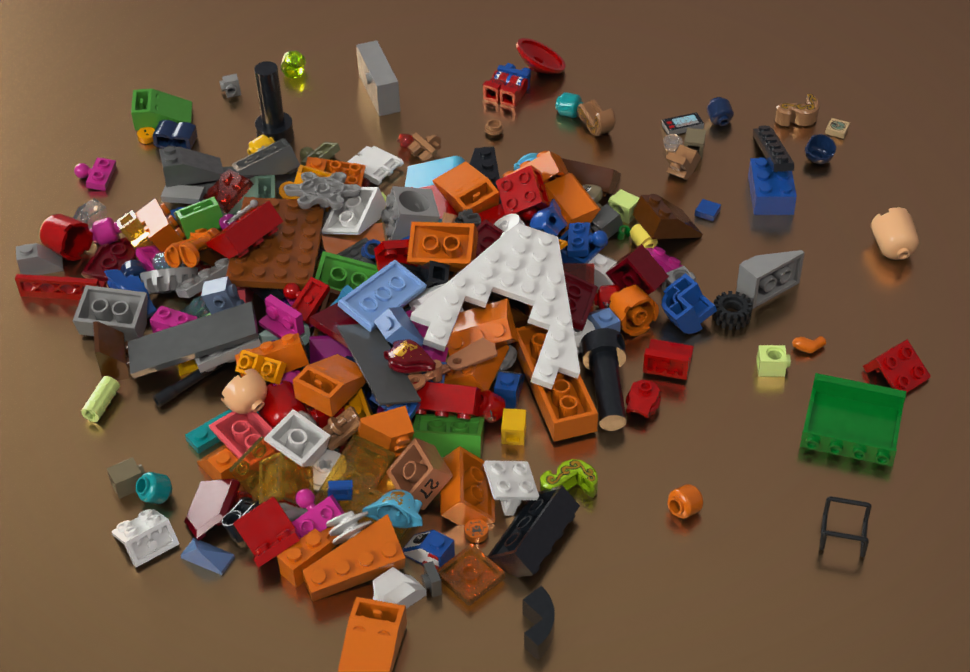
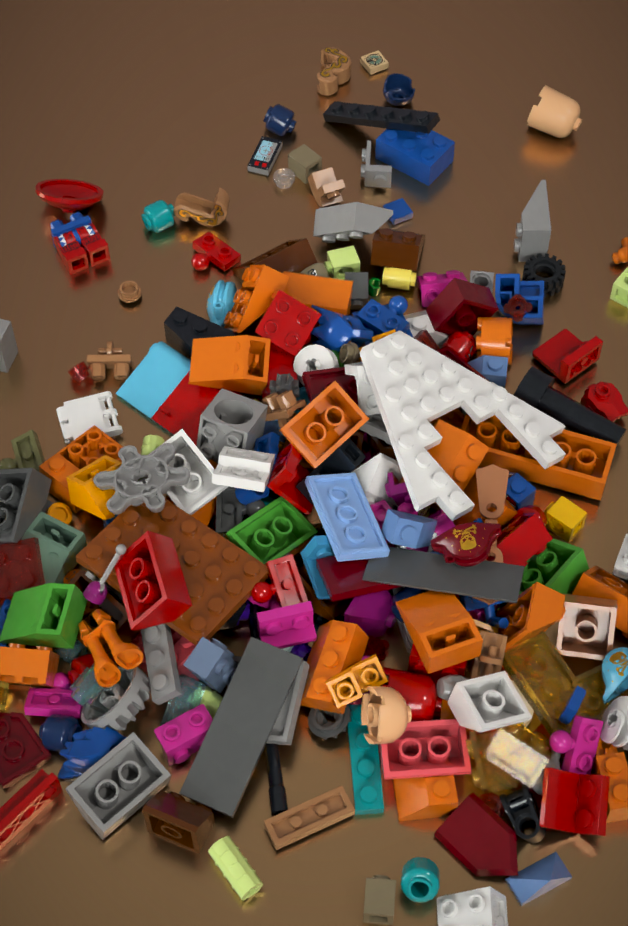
camera: 55 degrees left, 10 degrees up
(163, 415) = (309, 817): none -> medium nougat plate
(373, 228) = (243, 469): none -> white slope
(569, 147) = (213, 250): none -> red plate
(653, 181) = (348, 221): none -> light grey slope
(667, 299) = (517, 300): none -> clear red plate
(727, 175) = (374, 174): none -> light grey bracket

